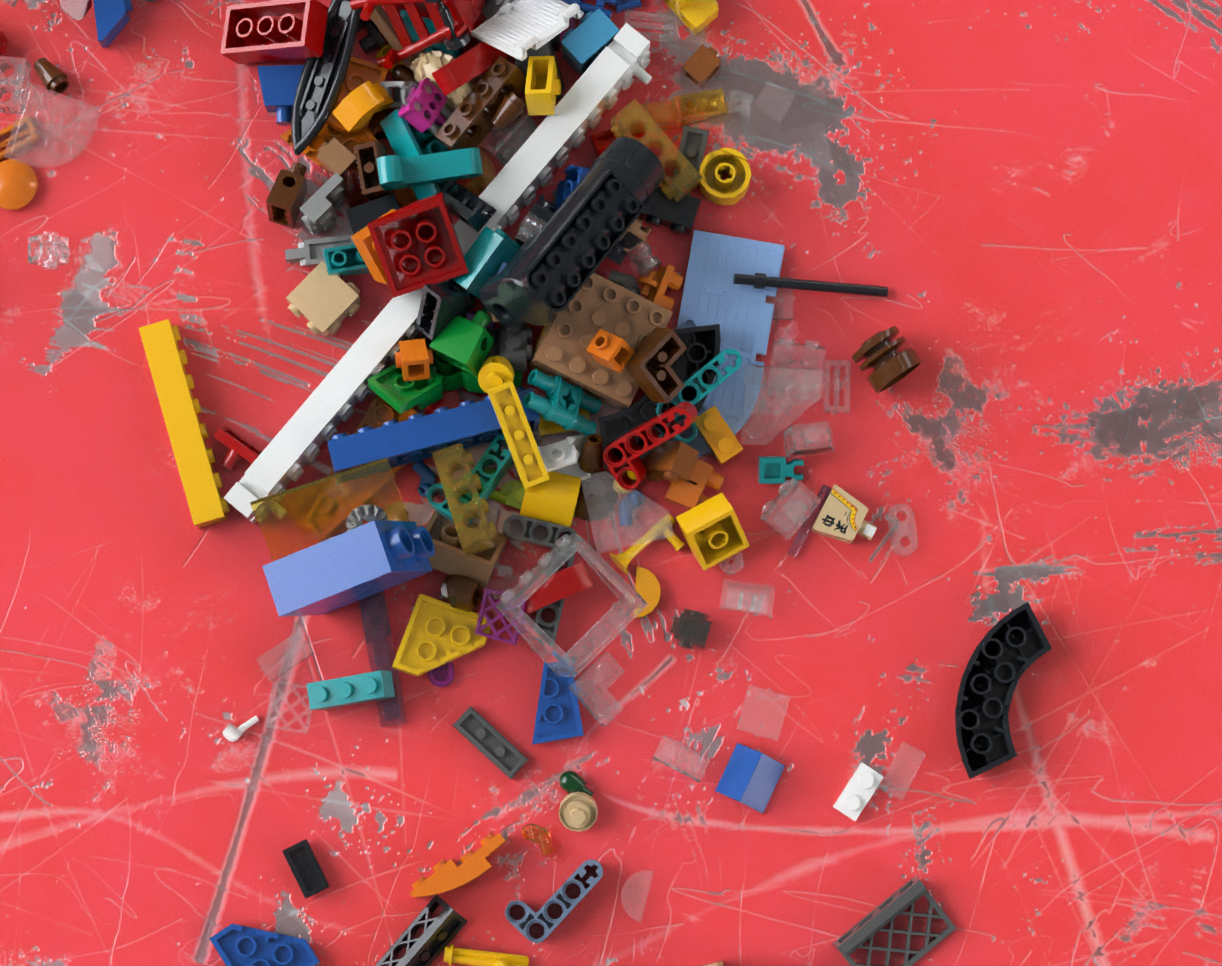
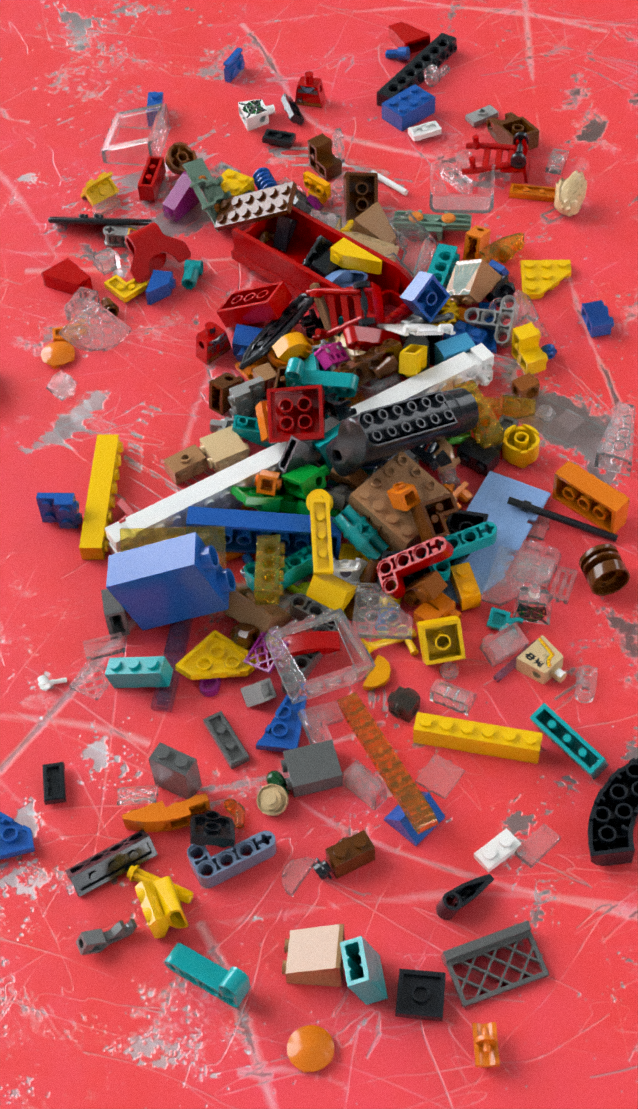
camera: 20 degrees right, 30 degrees down
(59, 35) = (125, 290): none -> yellow plate
(149, 470) = (59, 508): none -> blue plate
(233, 109) = (211, 343): none -> red torso
(279, 338) = (185, 464): none -> medium nougat brick
(285, 625) = (114, 614): none -> dark grey slope
(423, 867) = (143, 799): none -> clear window
(452, 818) = (175, 771): none -> dark grey brick
(507, 667) = (258, 692): none -> light grey panel
(523, 877) = (212, 830): none -> black plate
(610, 754) = (312, 768): none -> dark grey brick
(666, 882) = (322, 869): none -> black plate
(692, 854) = (350, 854): none -> reddish brown brick
(698, 726) = (387, 763): none -> clear orange beam
(795, 652) = (477, 737): none -> yellow brick
(838, 867) = (461, 896): none -> black piece
(840, 245) = (590, 497): none -> orange brick
(852, 133) = (616, 445): none -> clear wedge
(905, 627) = (569, 741): none -> teal brick

